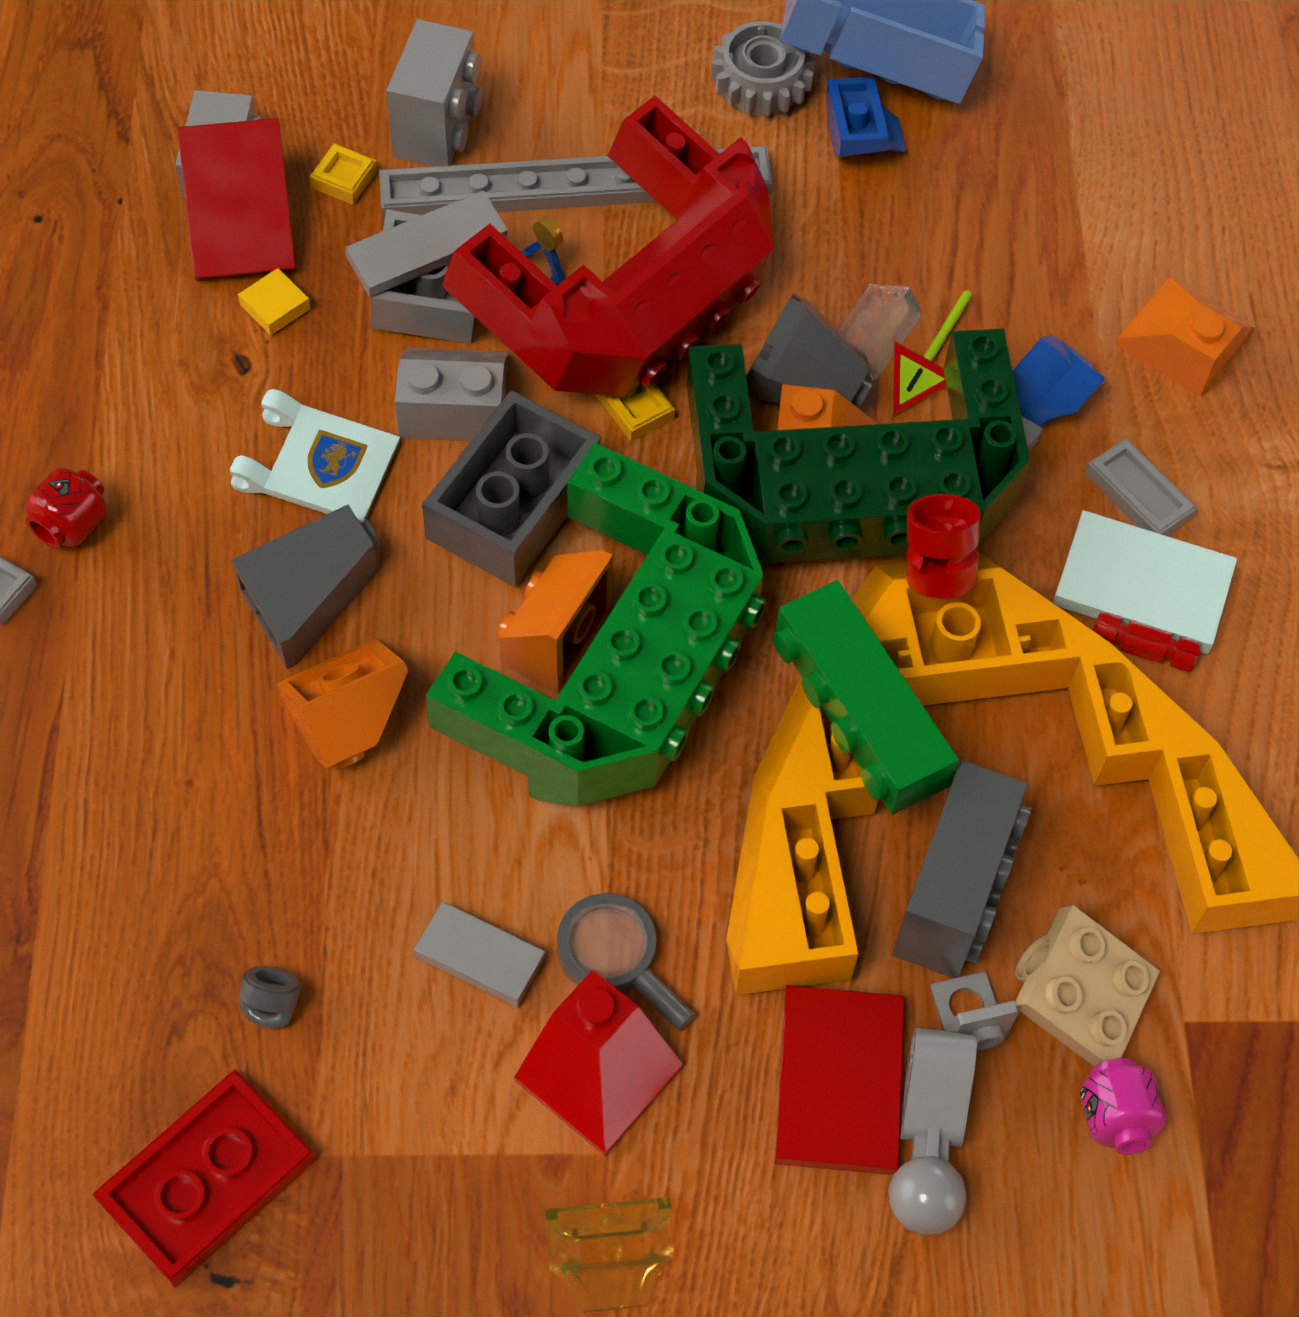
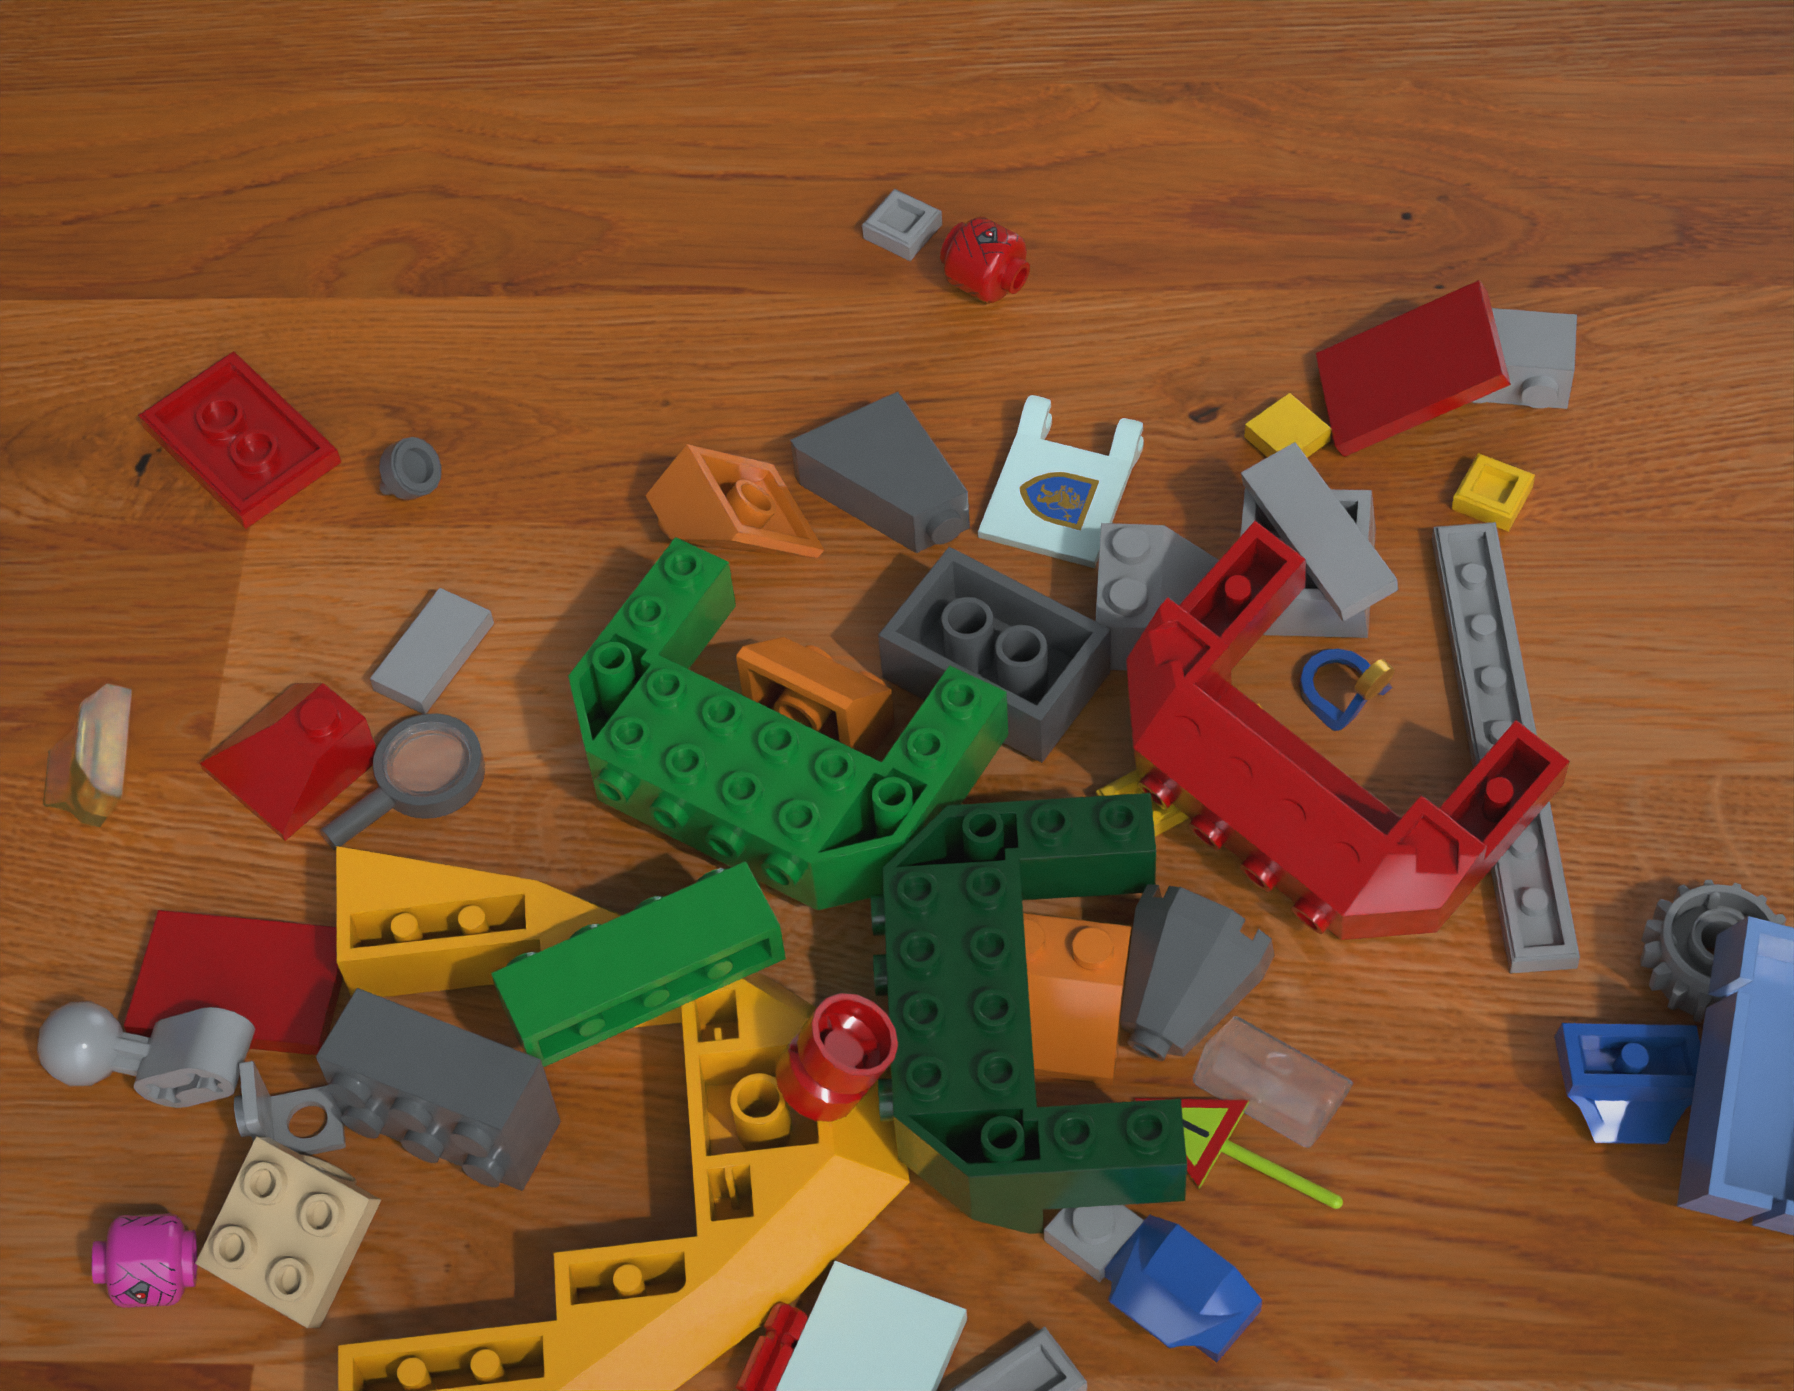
camera: 100 degrees right, 5 degrees down
(433, 94) = (1596, 552): light grey brick -> none

